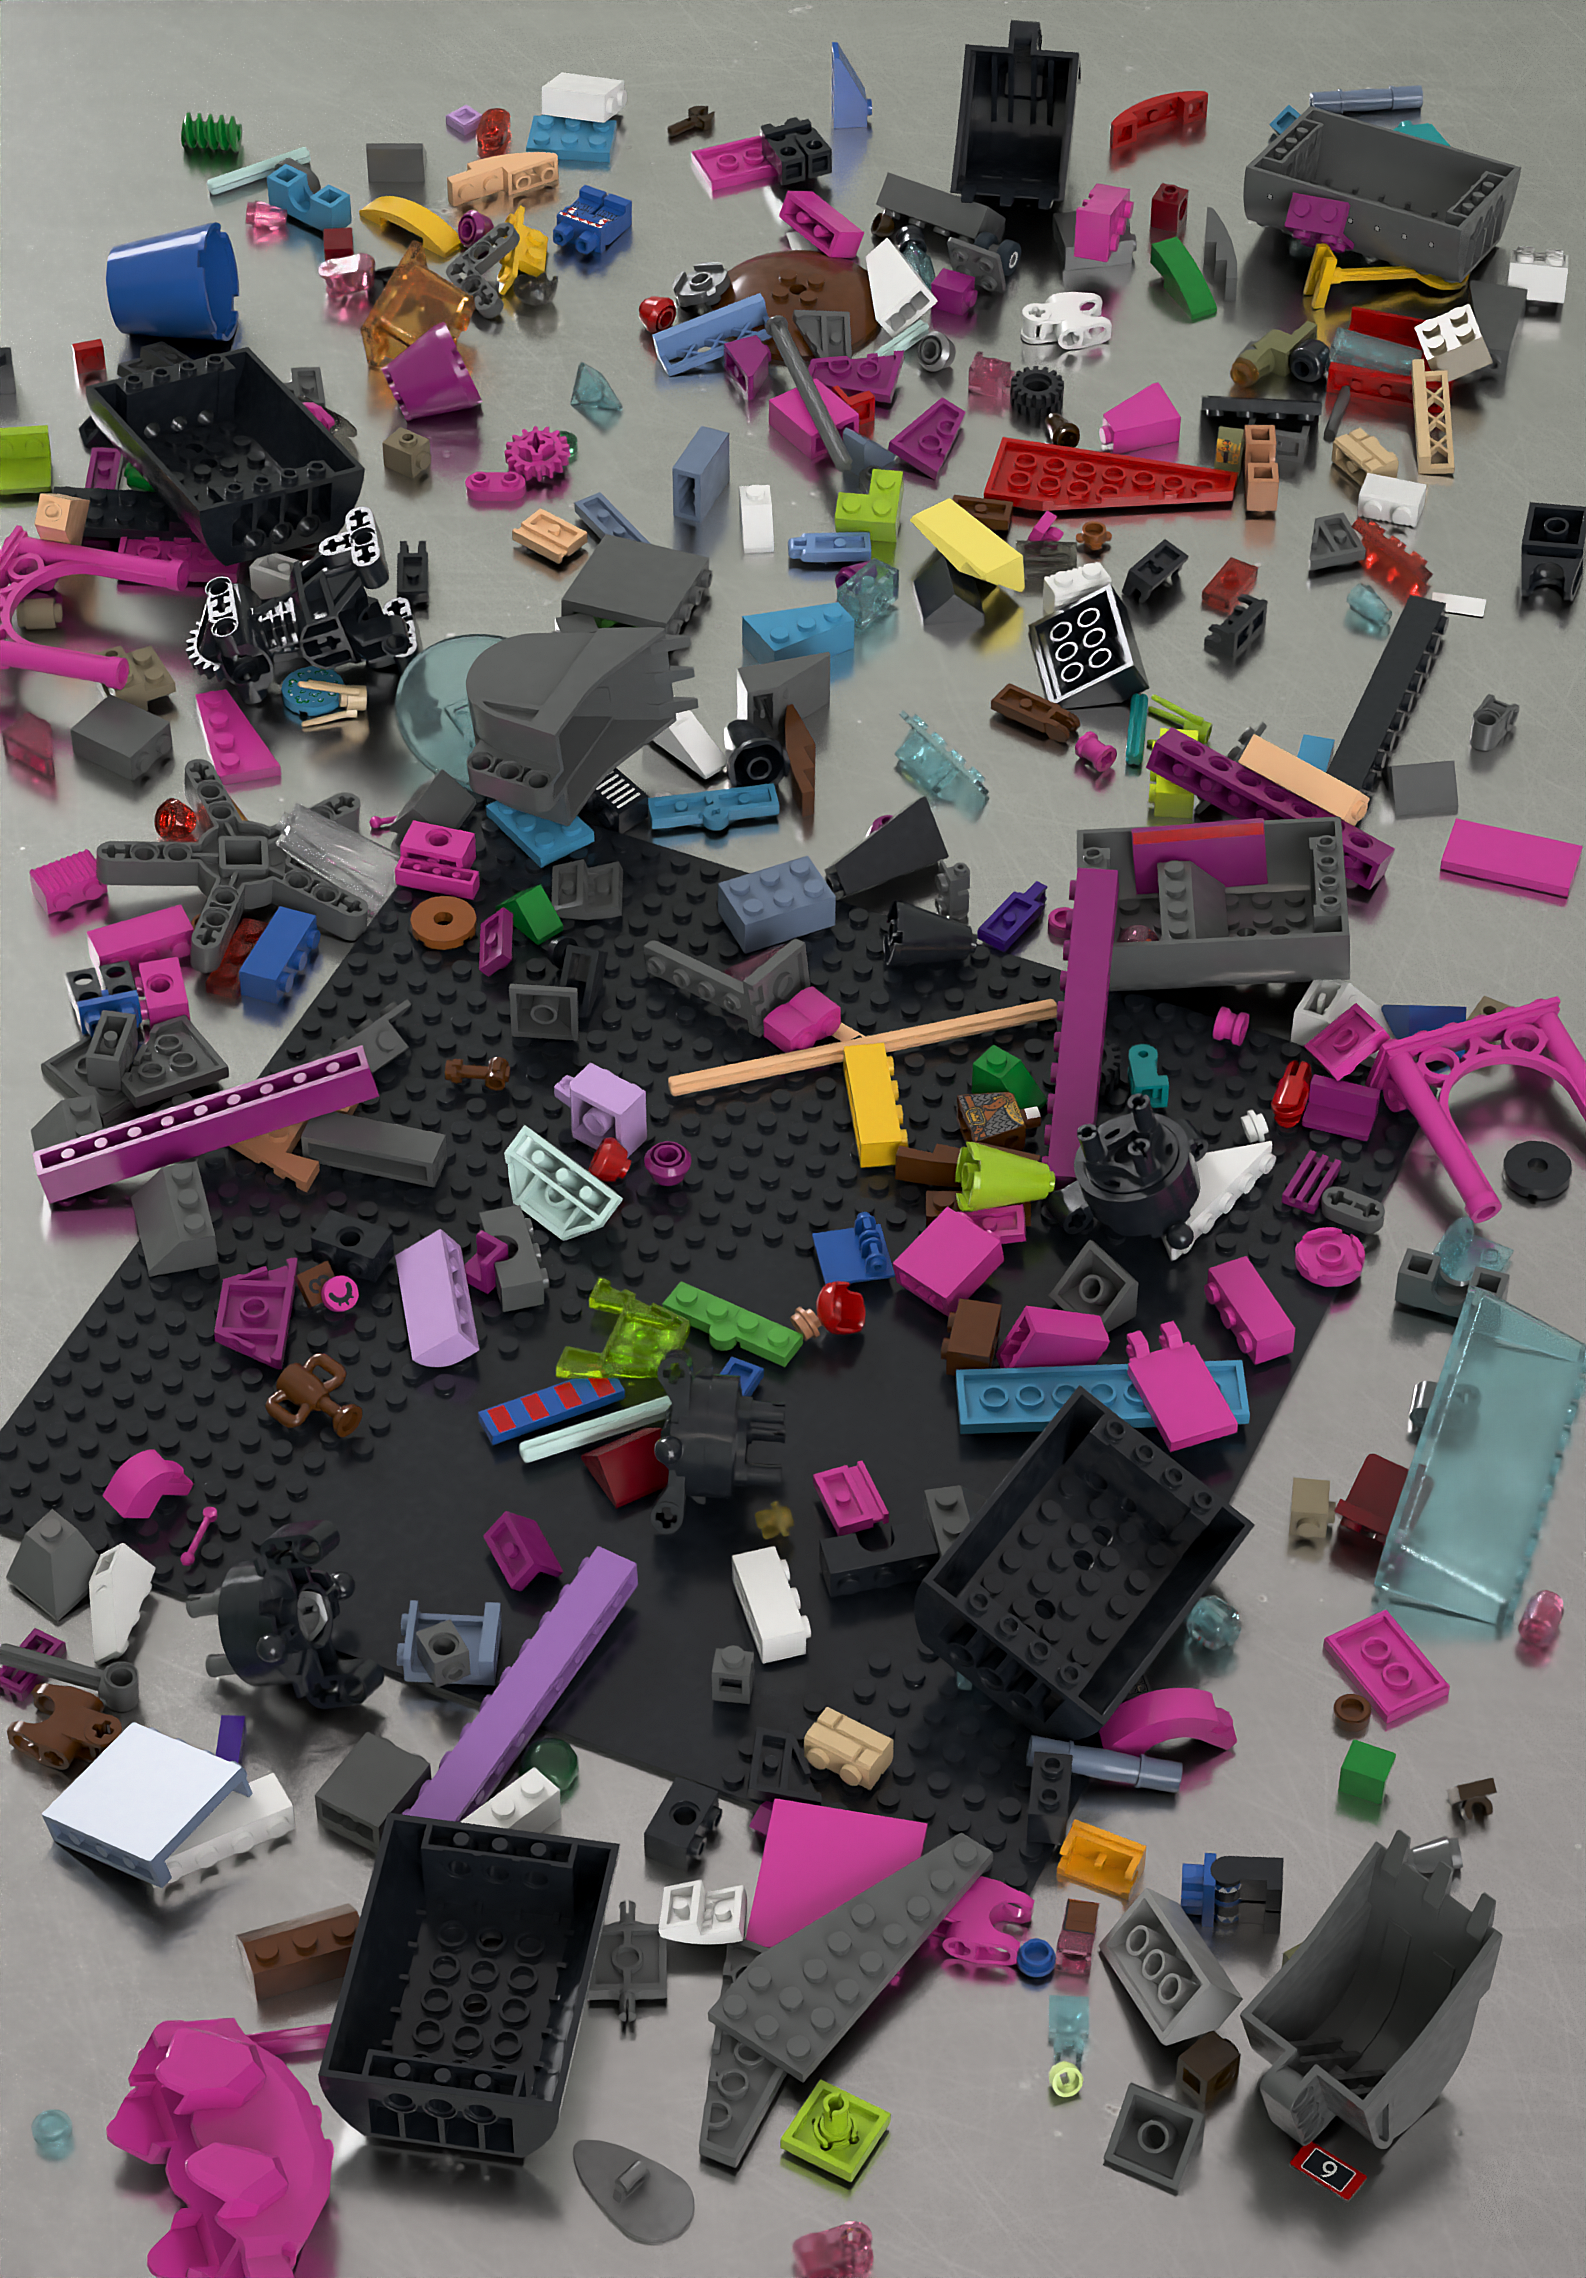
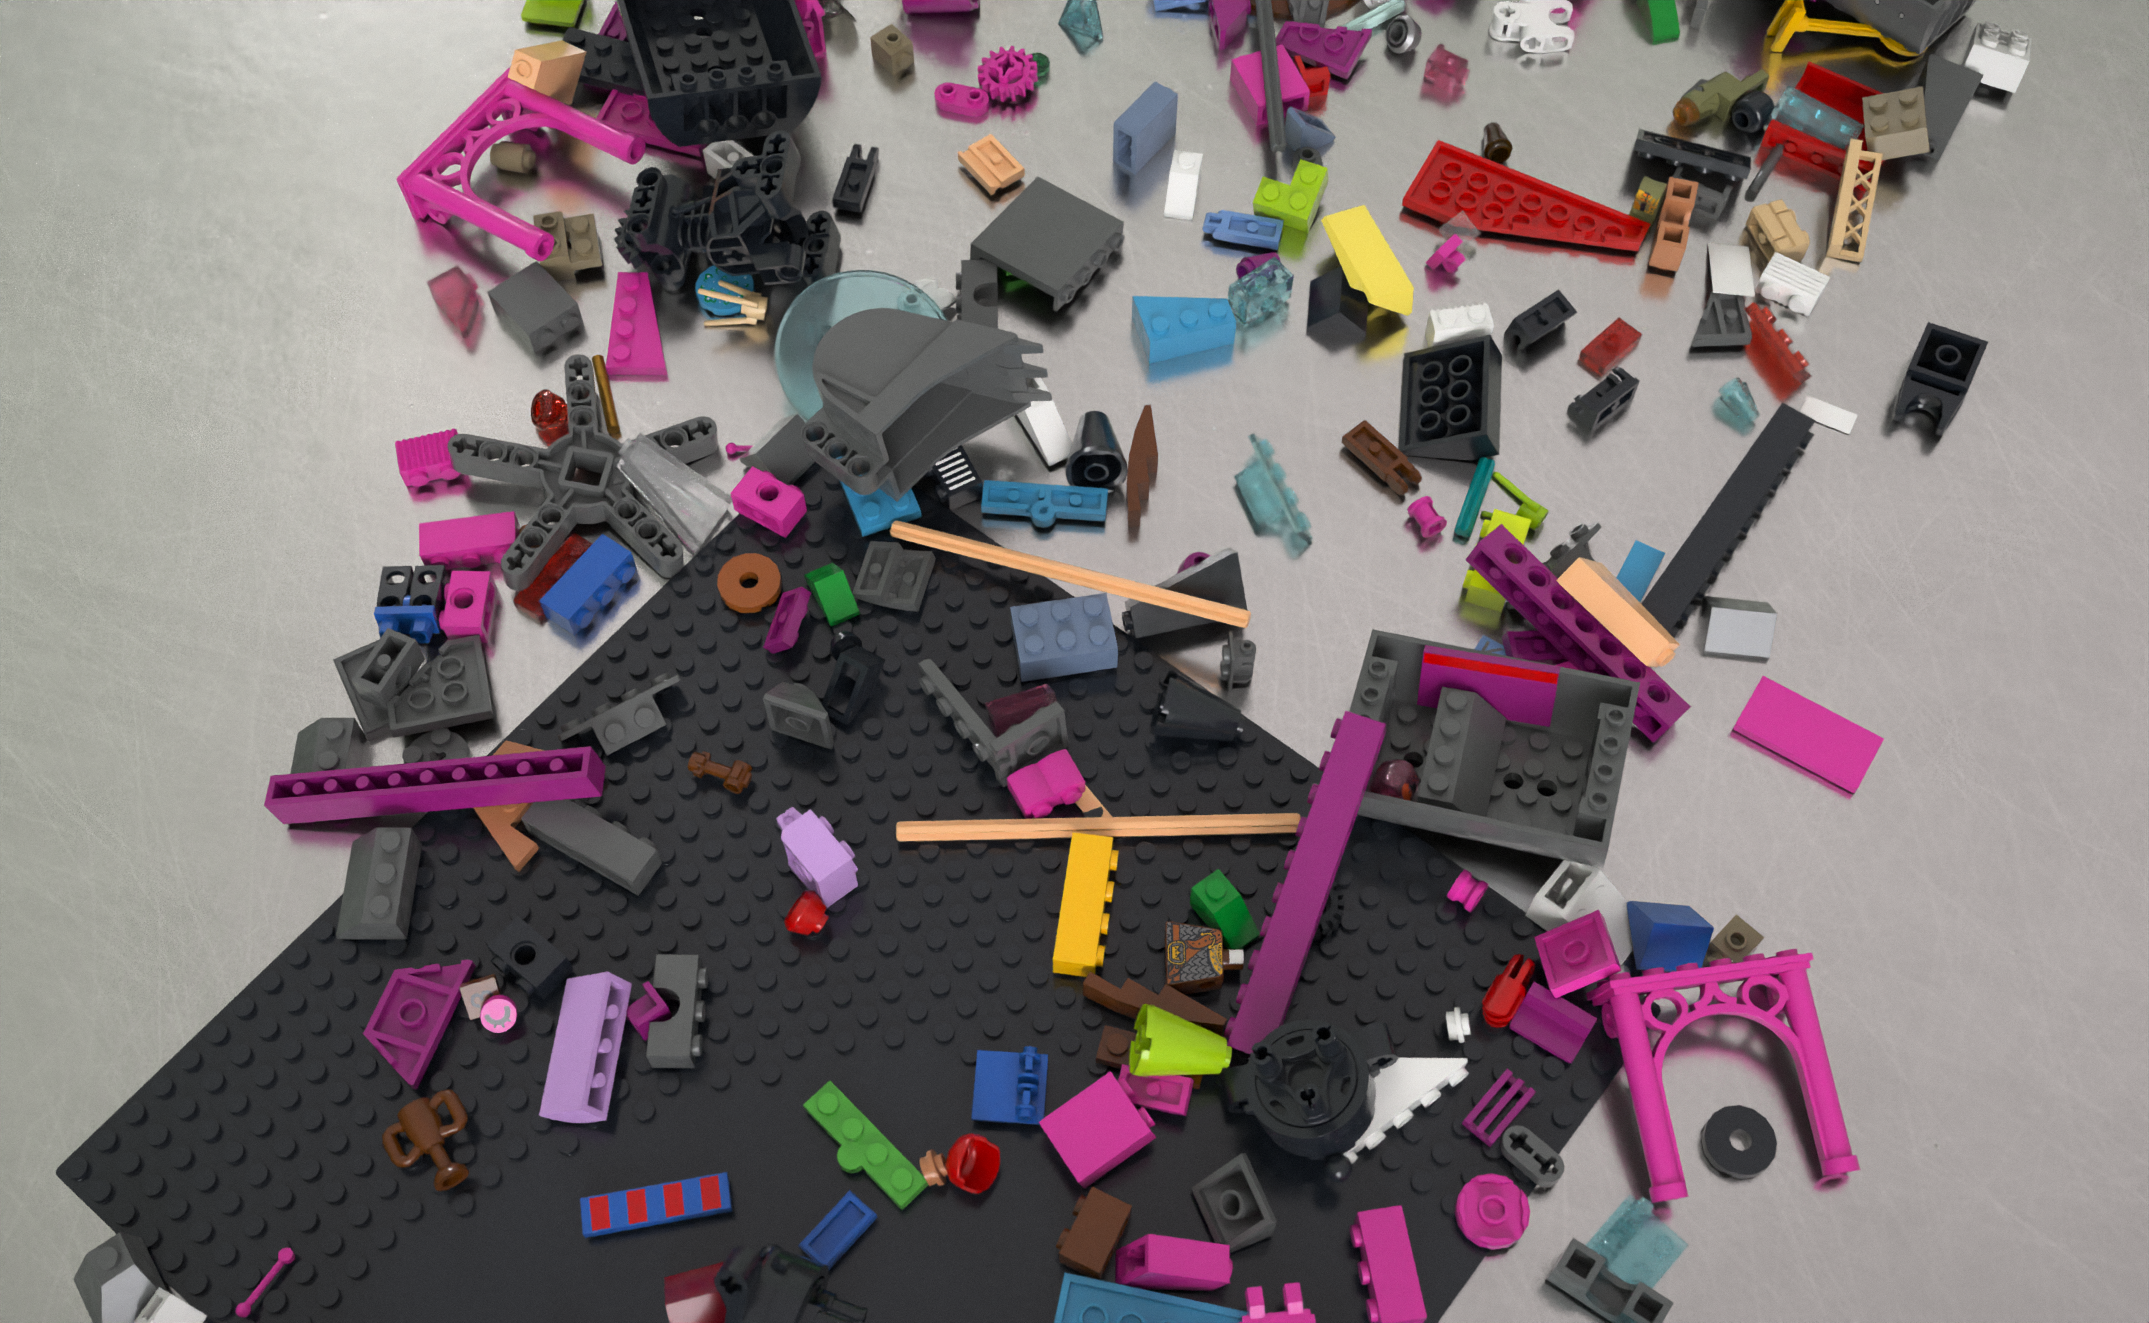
camera: 15 degrees right, 15 degrees up
(142, 1482) = (226, 1210): dark pink brick -> none
(437, 877) = (760, 530): dark pink piece -> none
(556, 1187) = (747, 936): light aqua wedge -> none
(594, 1430) = (695, 1247): light aqua axle -> none
(605, 518) = (1049, 159): sand blue plate -> none
(636, 1342) = (767, 1150): clear neon green wing -> none
(667, 1162) = (861, 930): magenta cone -> none
(764, 848) = (1072, 574): none -> light nougat axle
(771, 686) = (1140, 383): dark grey slope -> none
(929, 437) = (1371, 125): magenta wing -> none
(990, 512) = (1397, 218): reddish brown plate -> none
(1013, 917) = (1292, 697): dark purple hinge -> none
(1036, 391) = (1487, 83): black tyre -> none
(1046, 557) = (1441, 283): clear smoke plate -> none
(1052, 504) = (1462, 227): none -> clear tile
(1057, 923) = (1336, 708): dark pink tile -> none
(1093, 535) = (1494, 265): dark orange plate -> none
(1141, 422) = (1573, 148): dark pink slope -> none
(1144, 1077) = (1361, 944): teal leg -> none
(1328, 498) = (1731, 269): none -> white sticker
(1491, 723) = (1827, 567): dark grey piece -> none

